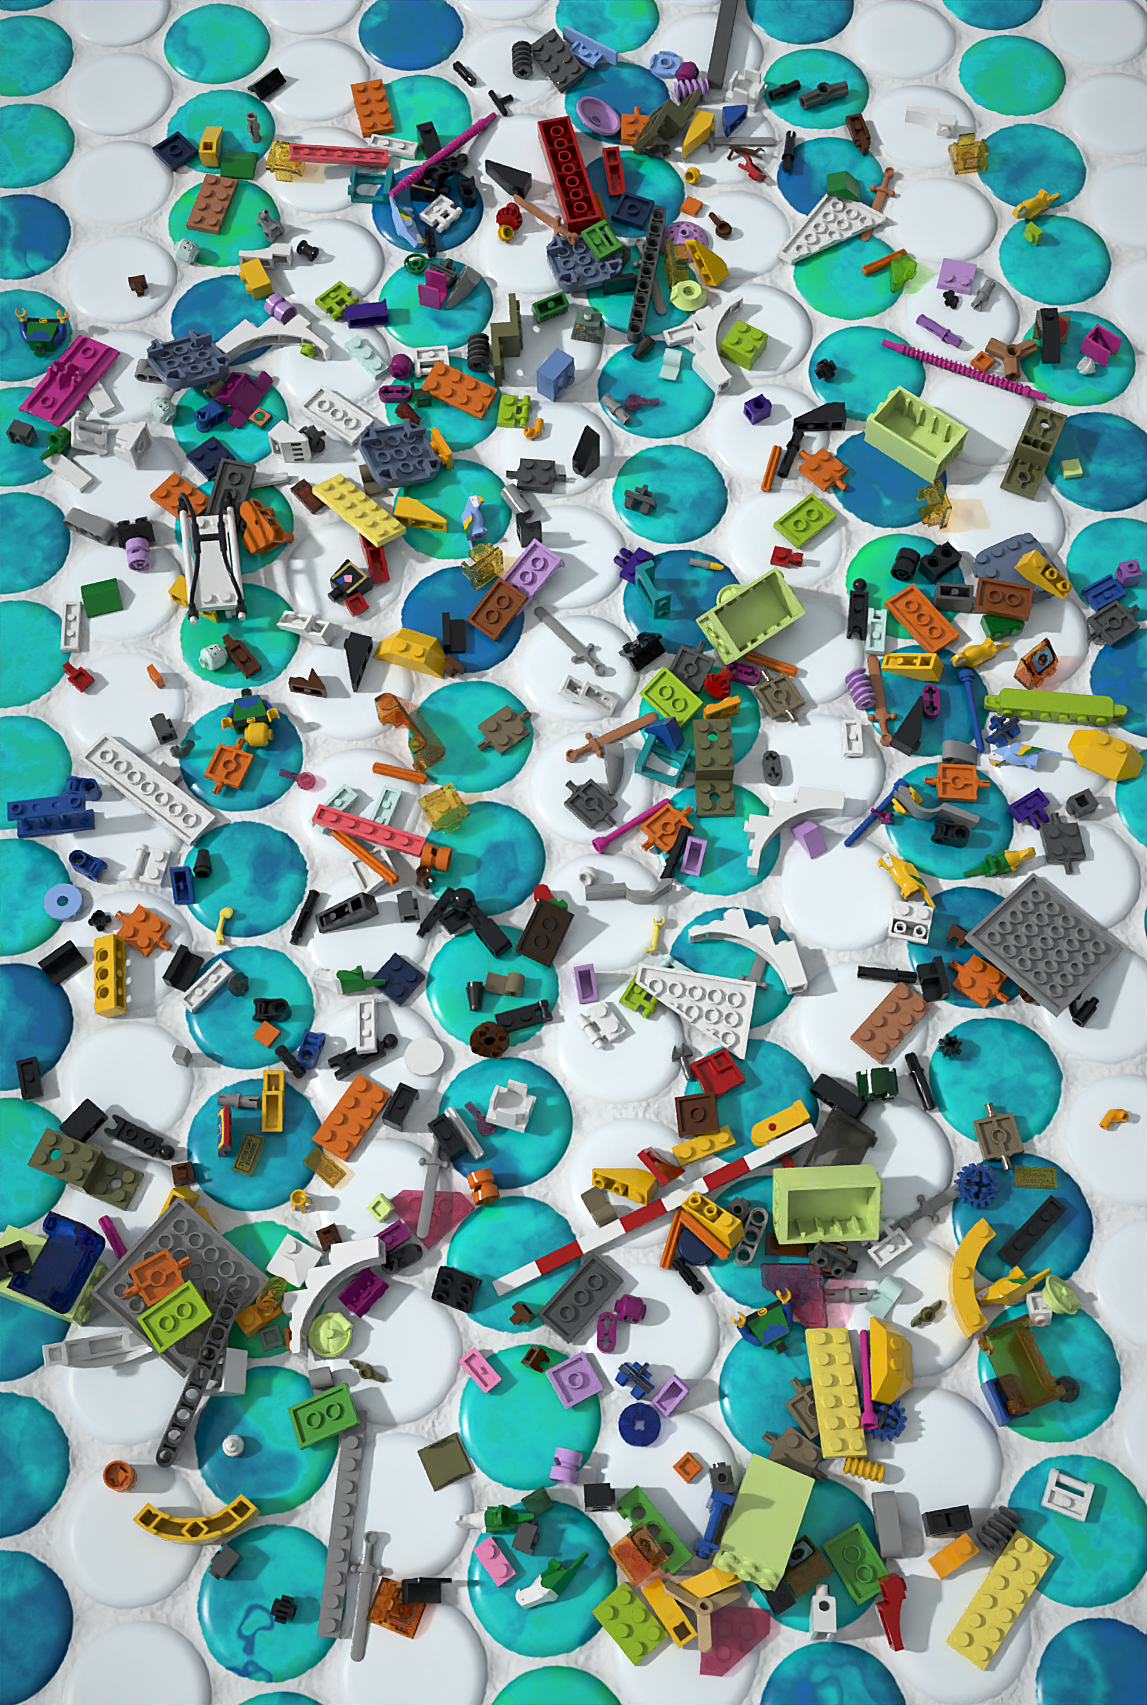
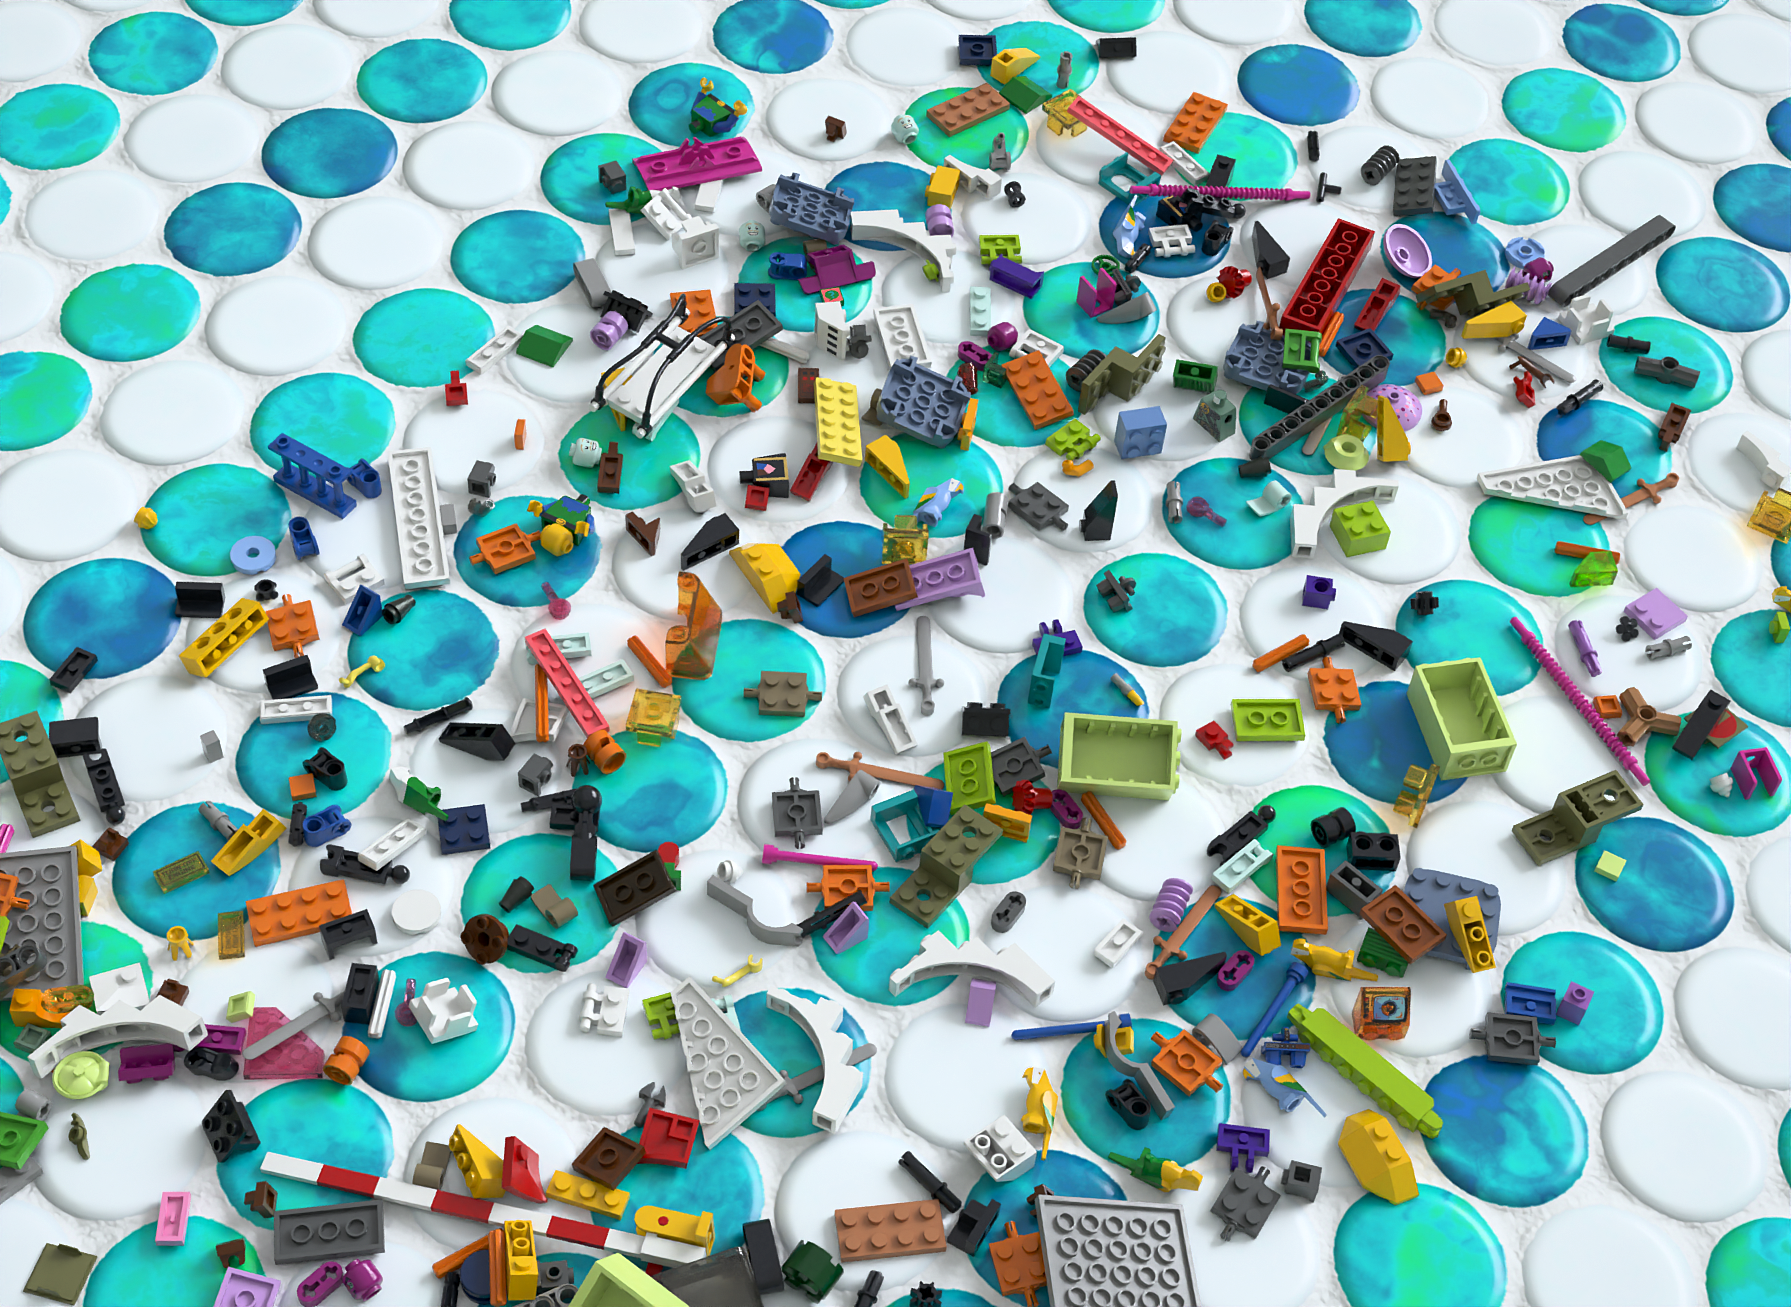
camera: 35 degrees right, 15 degrees down
(224, 1131) = (176, 833): red slope -> none
(680, 334) = (1305, 481): white tile -> none
(884, 817) = (1077, 1038): magenta hand -> none

